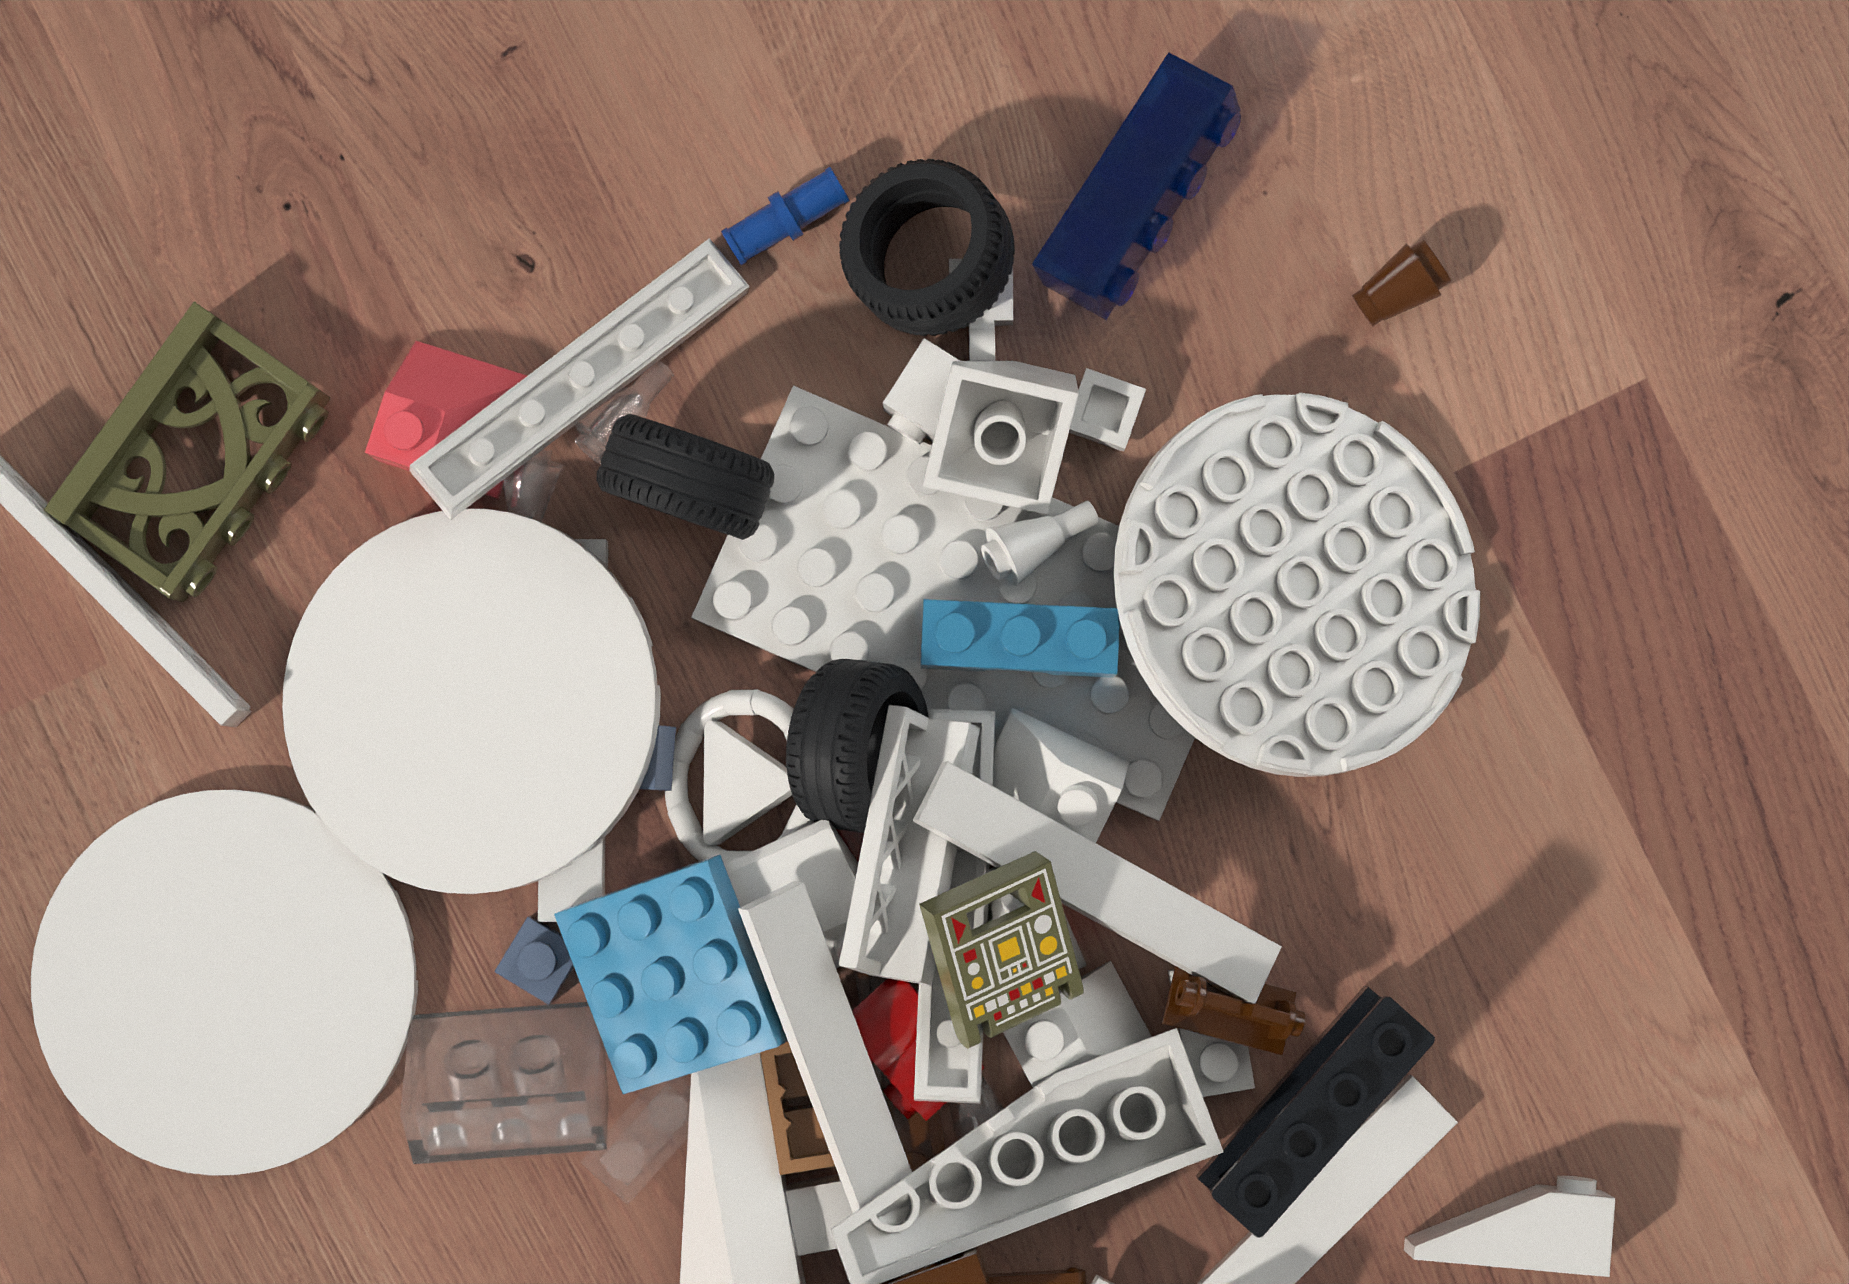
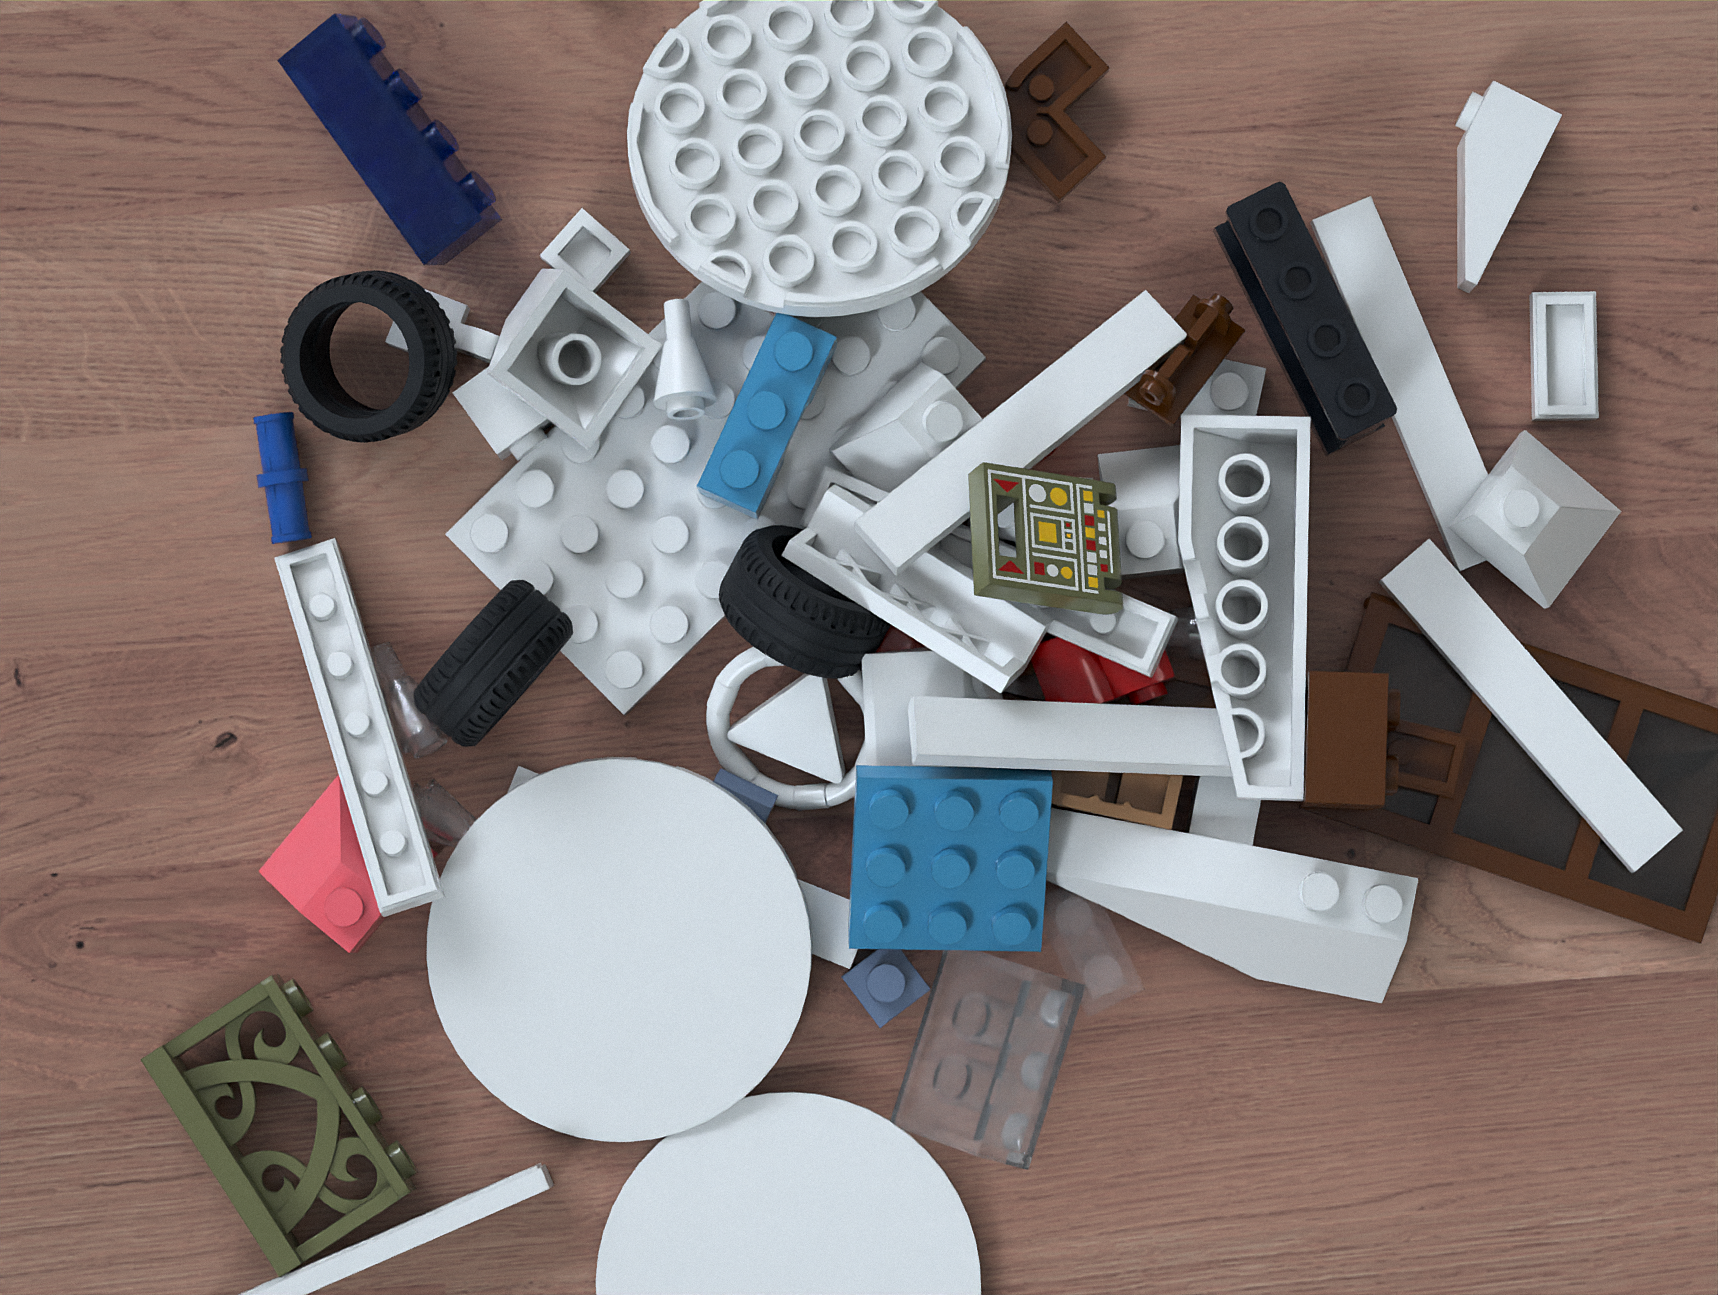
camera: 70 degrees left, 0 degrees up
(1421, 772) = (1039, 96): none -> reddish brown plate

